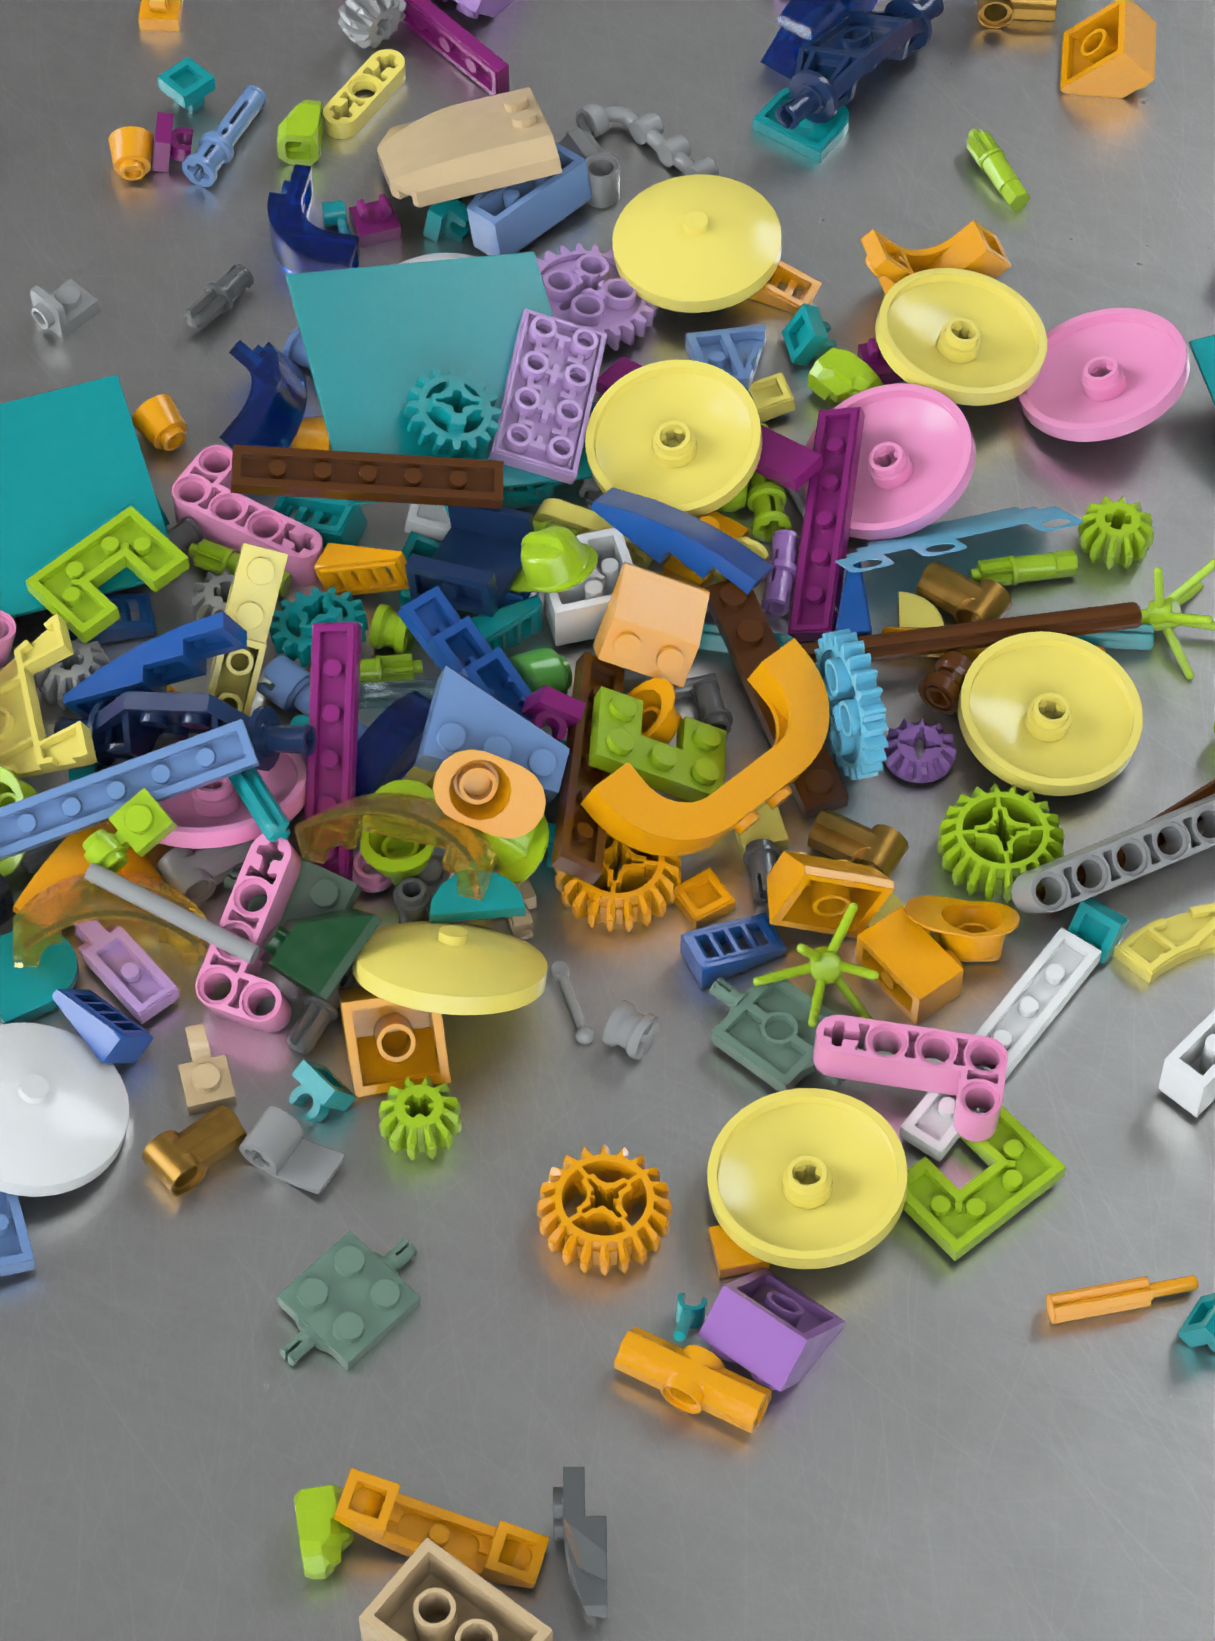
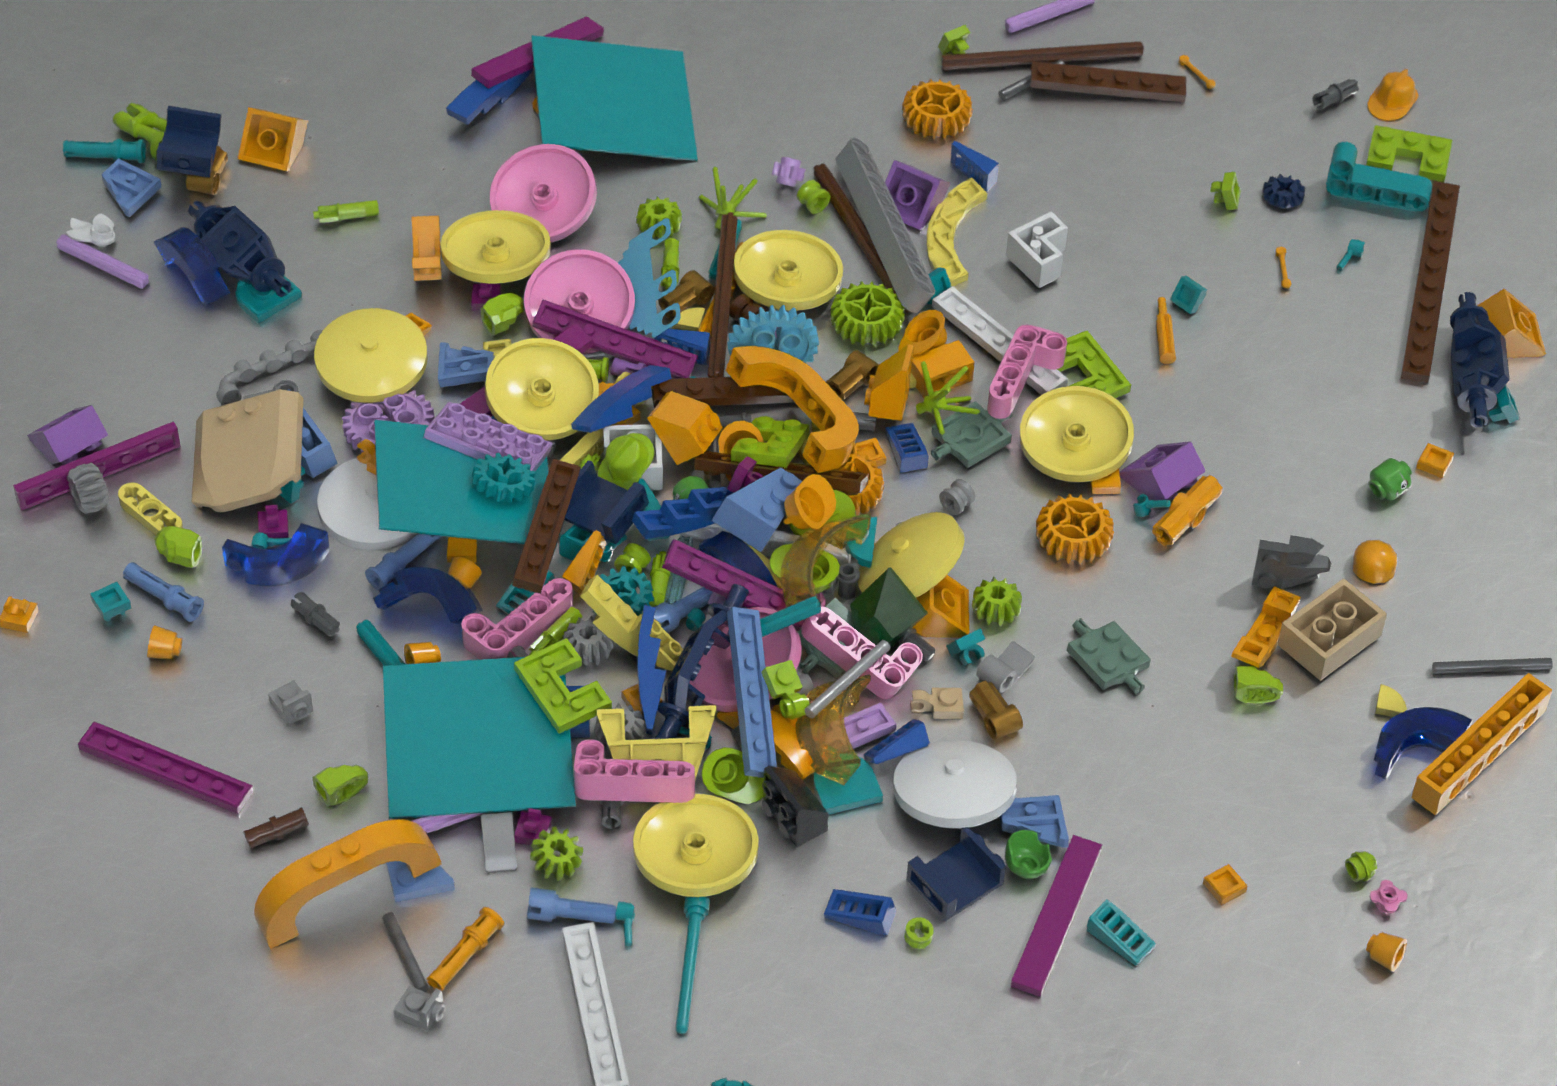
camera: 80 degrees left, 5 degrees down
(170, 142) = (160, 618): magenta tile -> none
(180, 377) = (378, 644): none -> teal axle
(807, 335) = (457, 324): teal tile -> none

